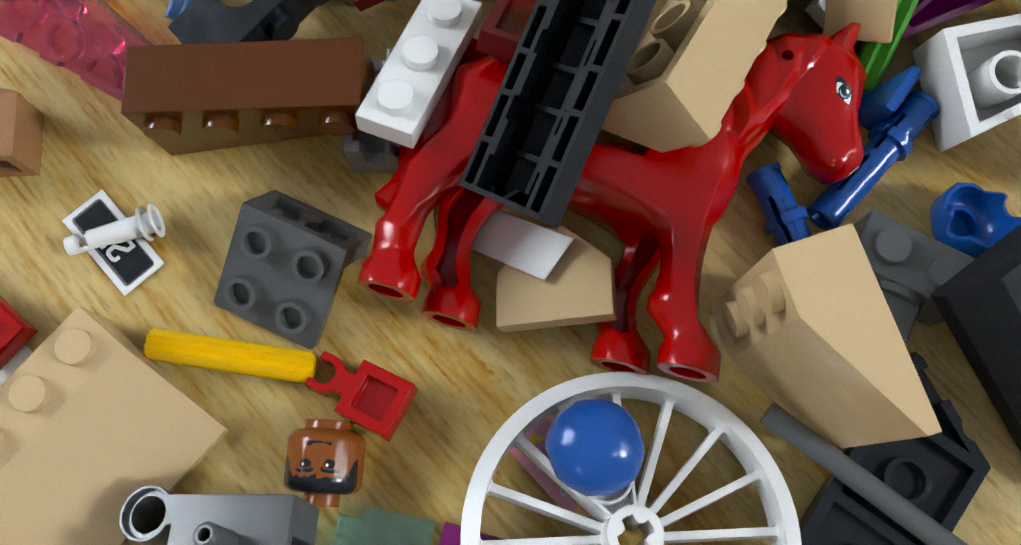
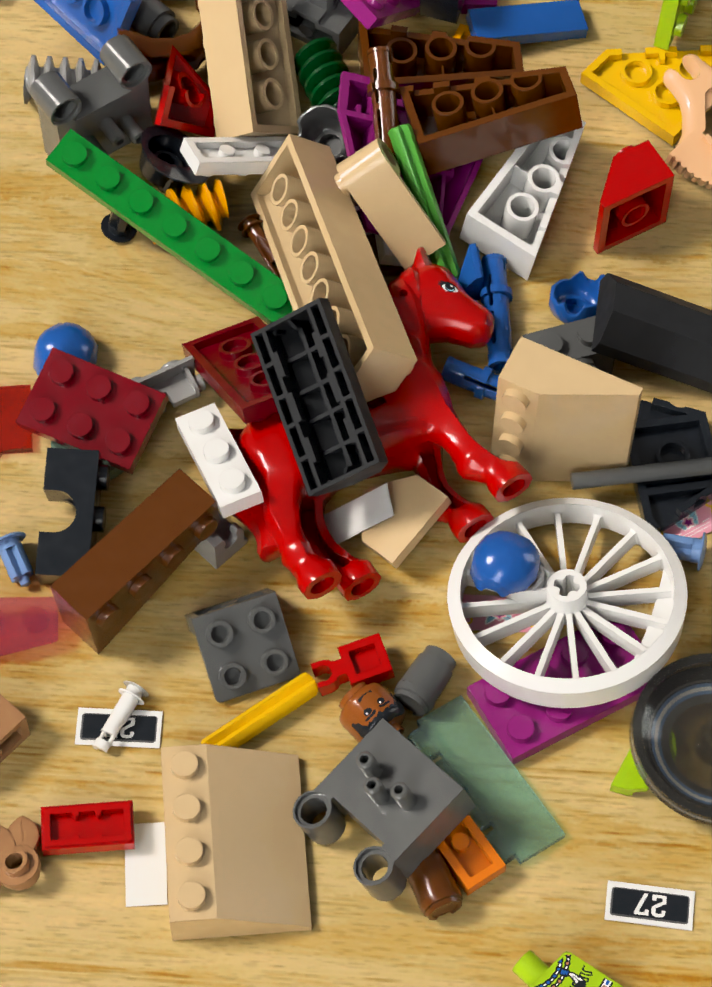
camera: 45 degrees left, 15 degrees down
(409, 476) = (425, 680): none -> dark grey piece

